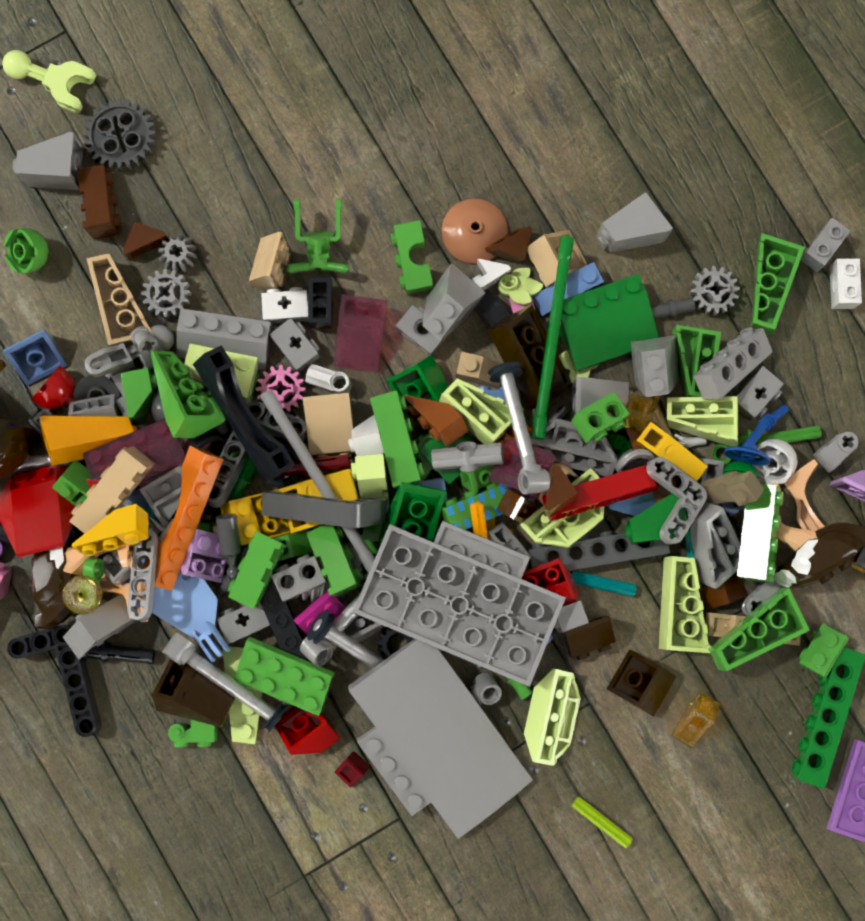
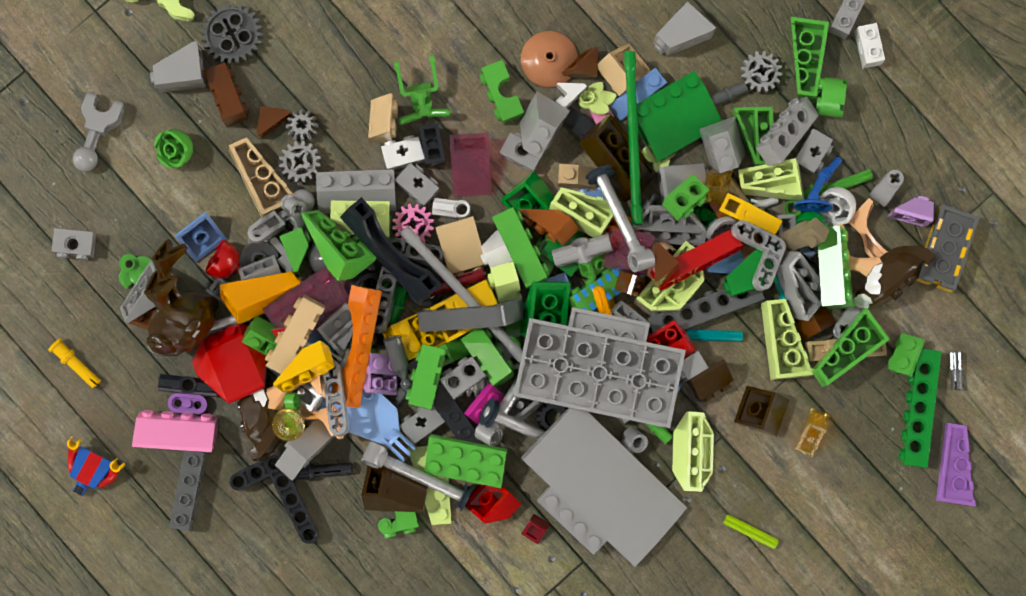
camera: 15 degrees left, 0 degrees up
(792, 334) = (833, 97): none -> bright green brick

